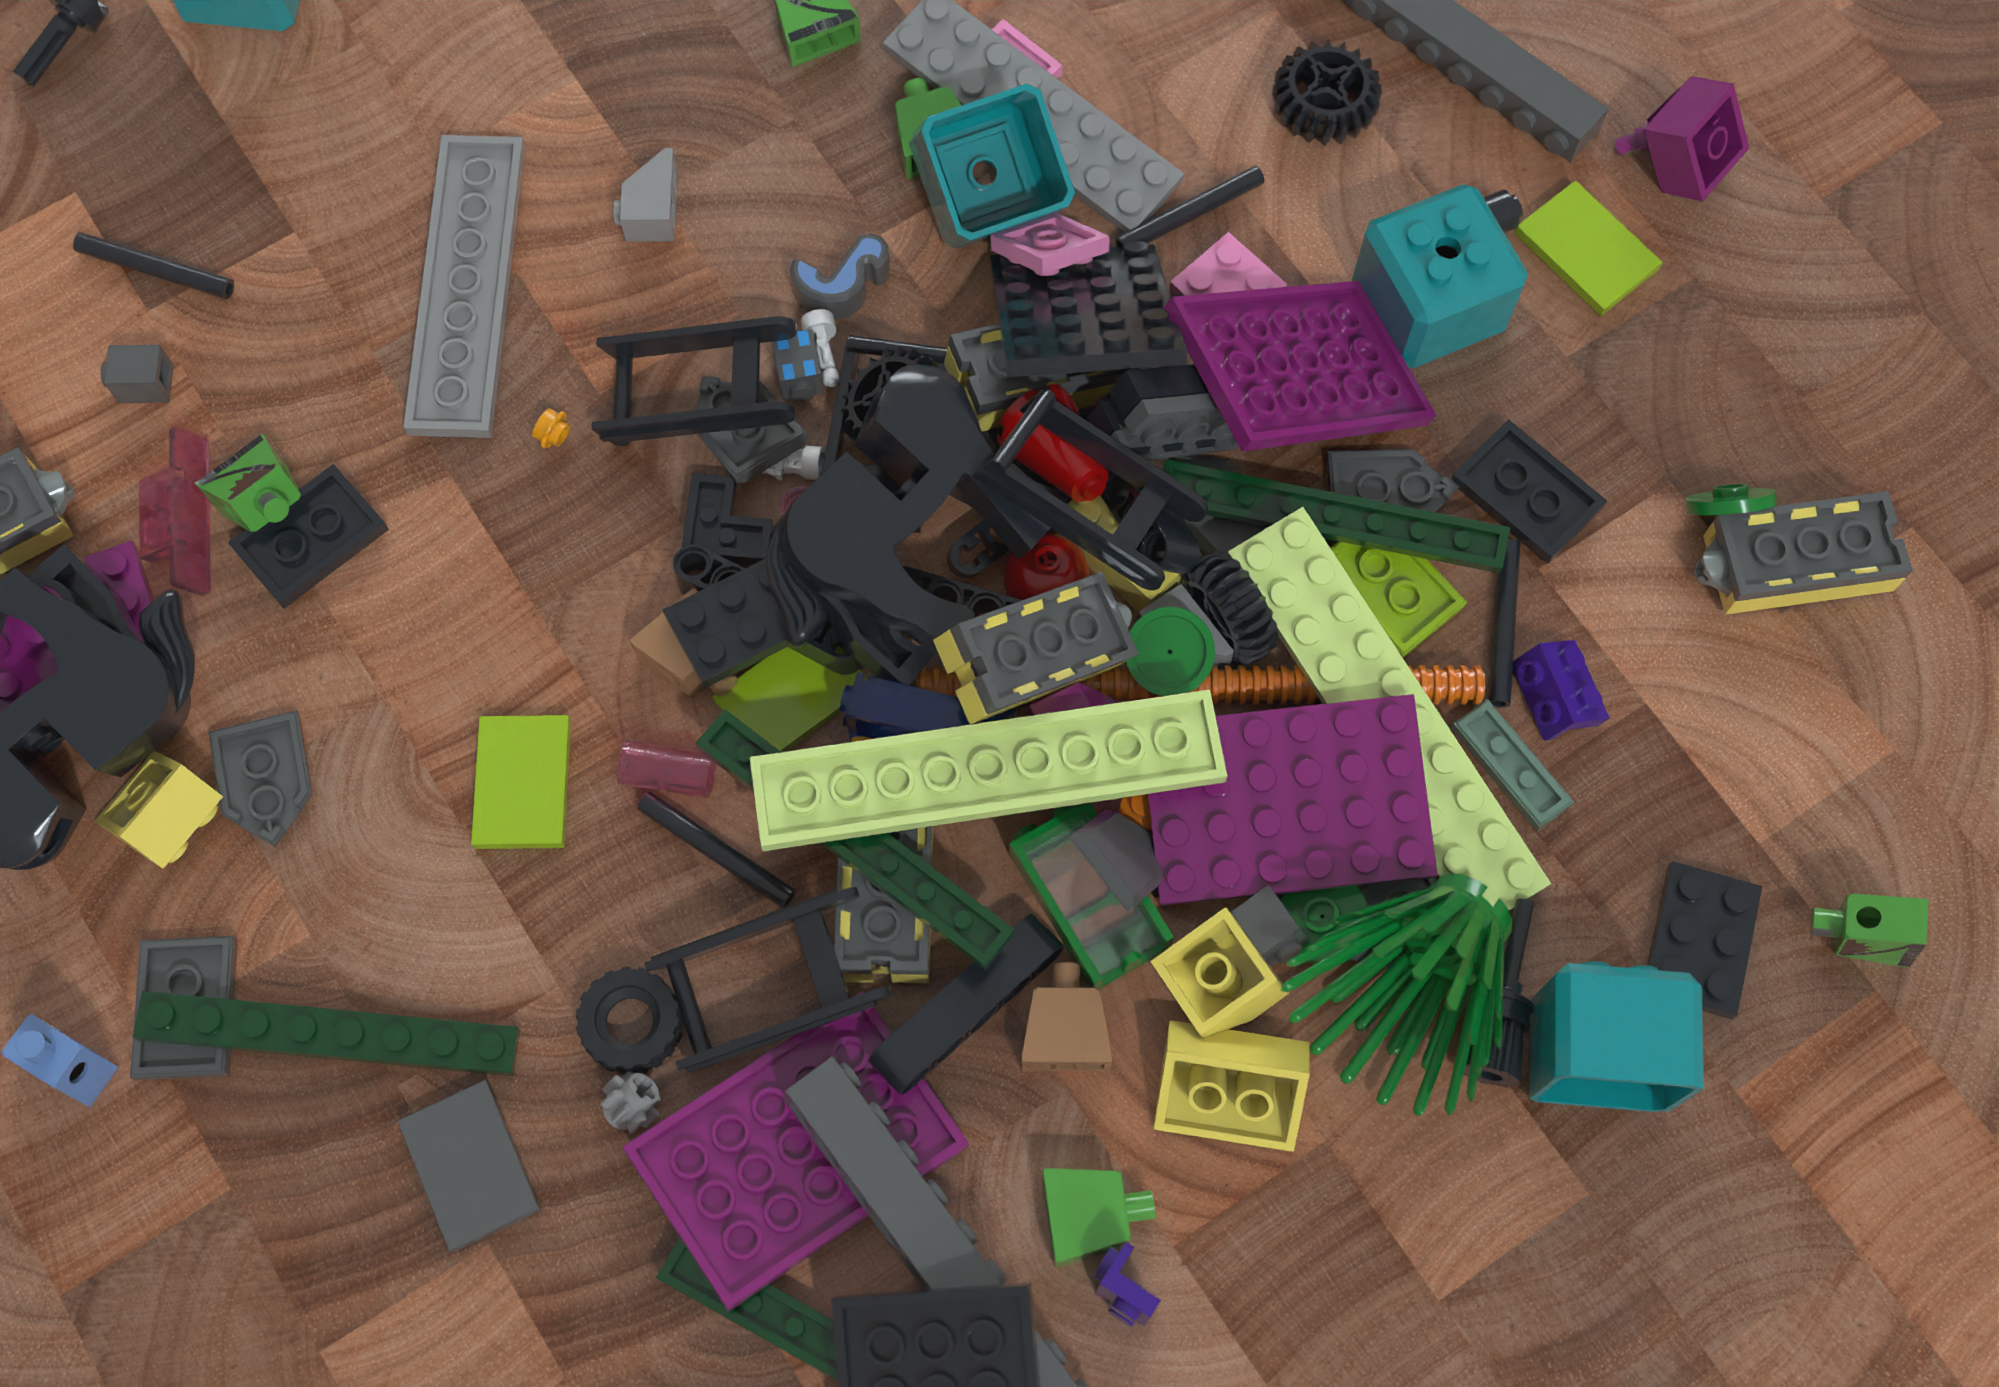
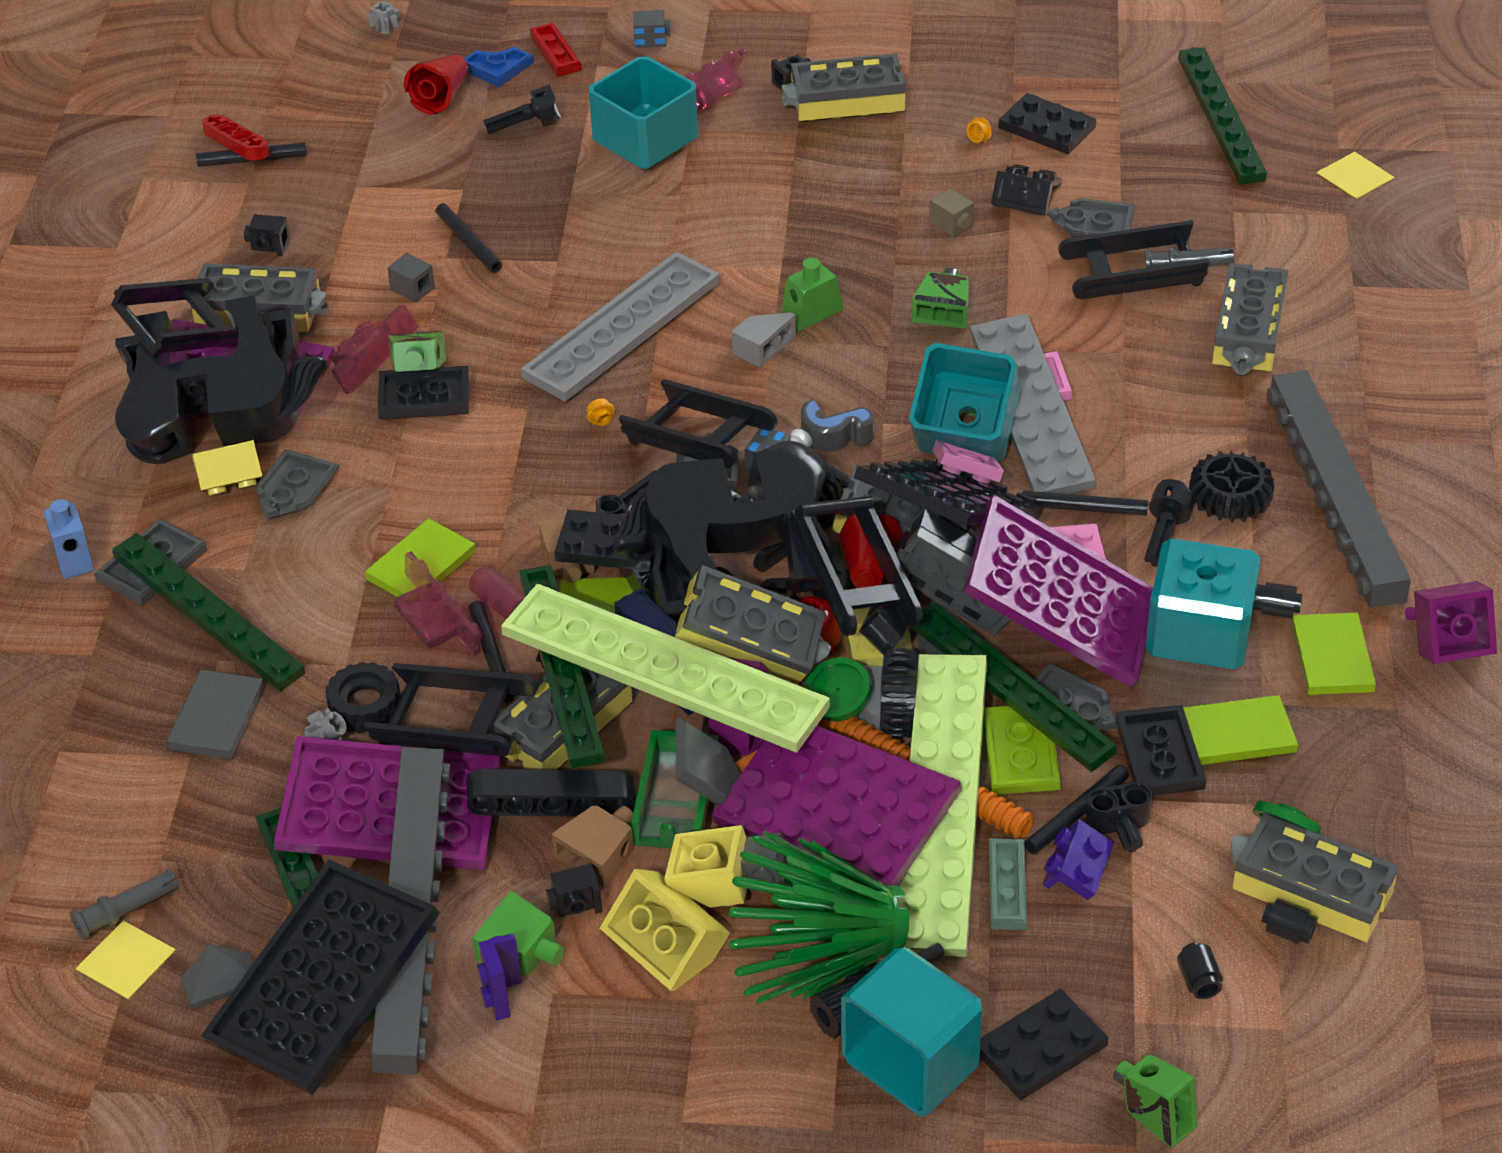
camera: 40 degrees right, 25 degrees down
(606, 849) = (432, 611): none -> clear pink bracket
(666, 96) = (812, 294): none -> bright green torso
(1098, 1109) = (574, 891): none -> black brick
(1293, 166) = (1168, 511): none -> black piece
(1560, 601) = (1120, 810): none -> black beam
(1579, 406) = (1241, 729): none -> lime tile
(1783, 741) = (1200, 970): none -> black brick
(1816, 620) = (1289, 921): none -> black brick

